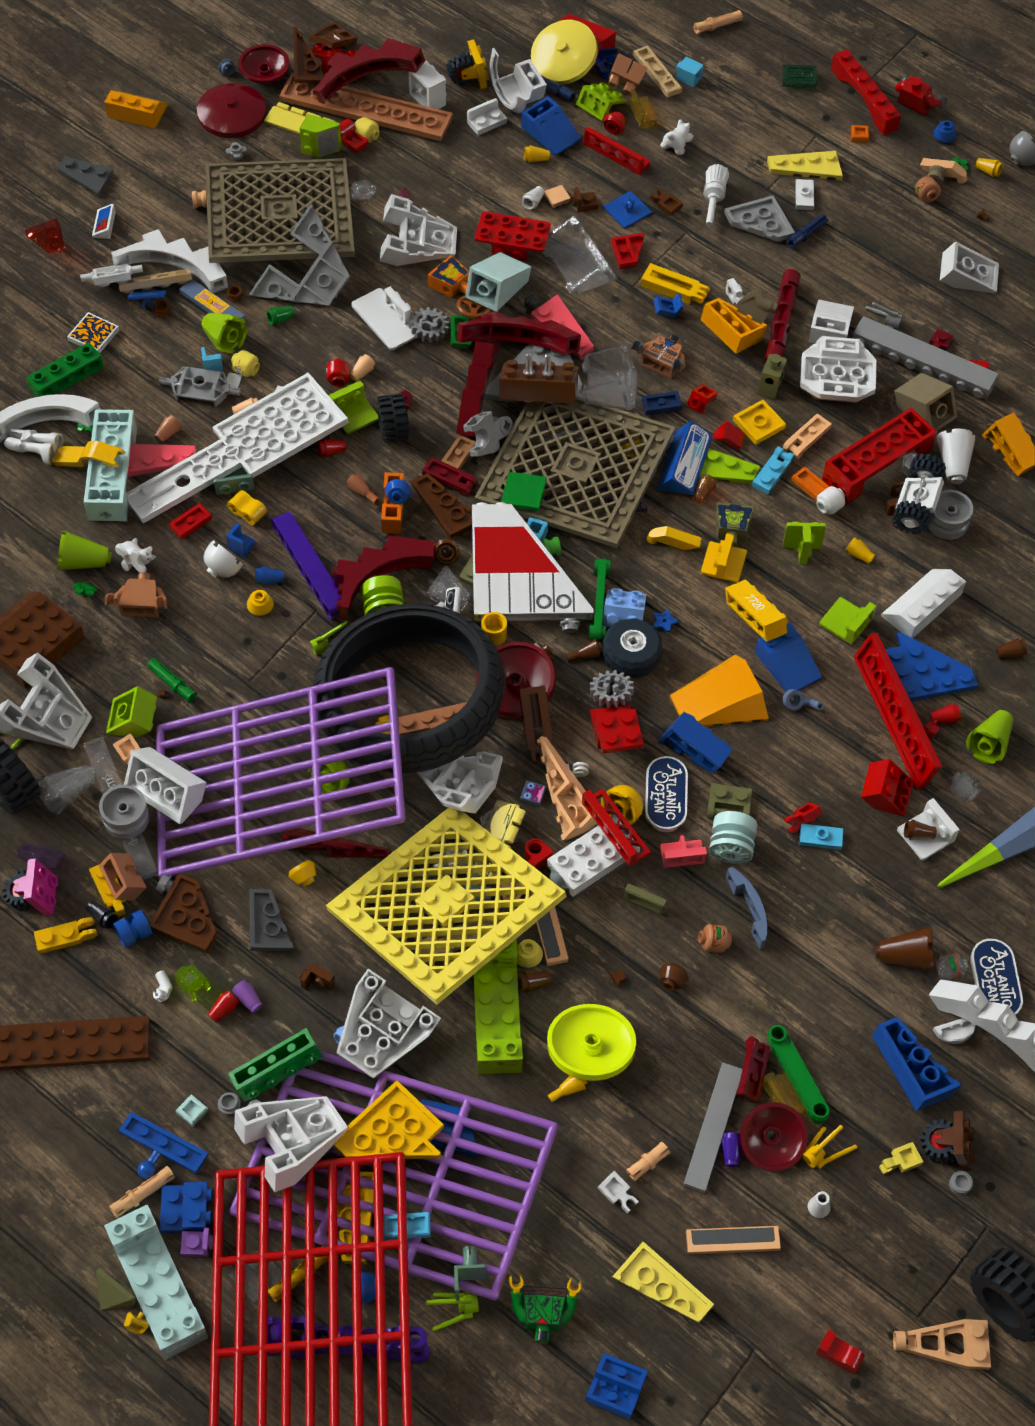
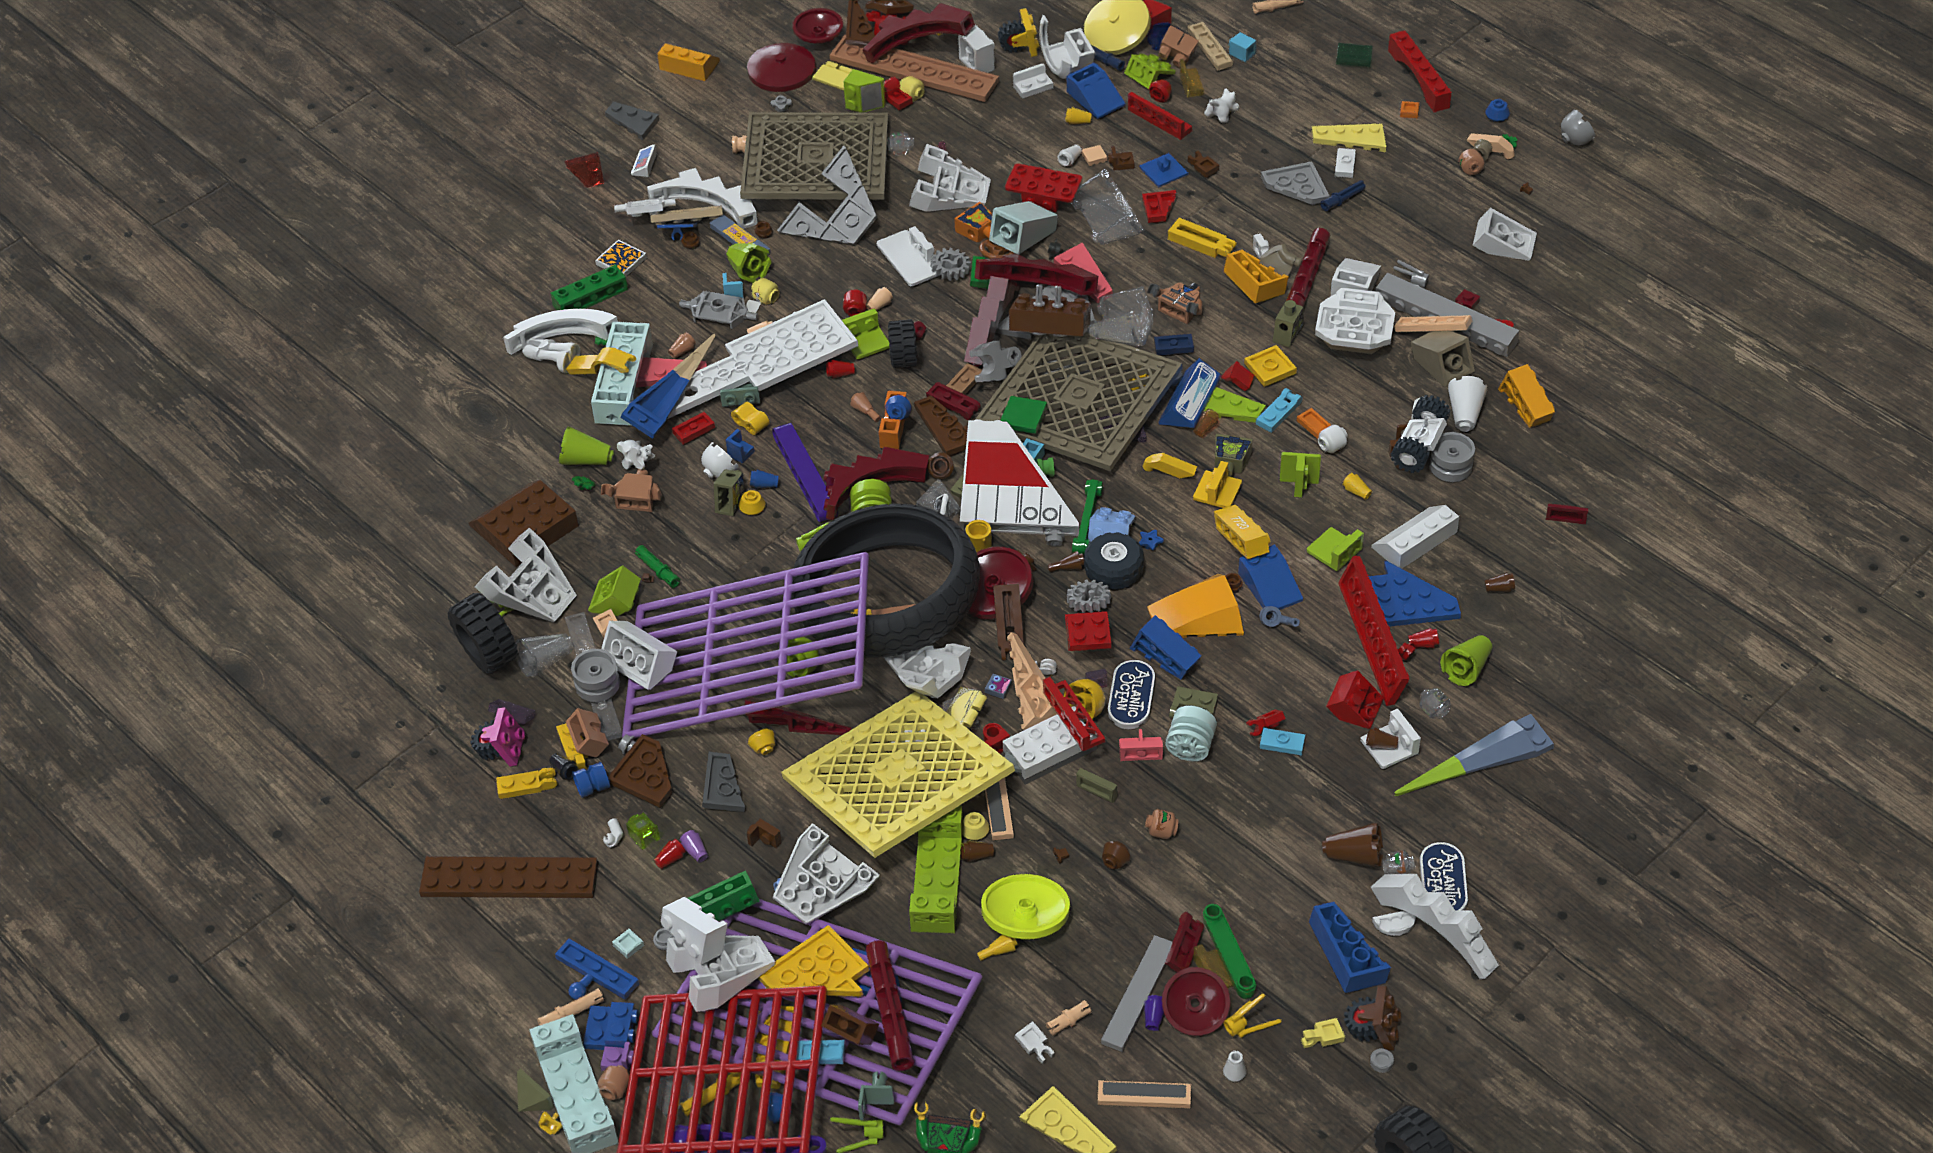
camera: 10 degrees right, 10 degrees down
(148, 502) = (654, 406): none -> blue plate
(197, 1272) = (613, 1082): none -> nougat head
(229, 70) = (784, 31): sand blue plate -> none
(235, 583) = (729, 486): none -> olive torso
(262, 1102) = (694, 929): none -> white wedge
(279, 314) = (804, 249): green cone -> none
(434, 1195) = (850, 1024): none -> reddish brown brick
(470, 1169) = (889, 1005): none -> dark red piece
(631, 779) = (1098, 676): none -> clear purple tile
(669, 307) = (1192, 258): blue bracket -> none
(701, 397) = (1213, 340): red bracket -> none
(715, 189) = (1253, 153): white piece -> none
(740, 884) = (1195, 779): sand blue slope -> none
(753, 659) = (1234, 581): none -> reddish brown plate
(807, 435) = (1317, 380): light nougat plate -> none
(878, 451) = (1383, 393): red plate -> none
(914, 369) = (1433, 323): none -> light nougat tile
(918, 95) = (1473, 76): red torso -> none
(989, 166) = (1539, 144): yellow cone -> none

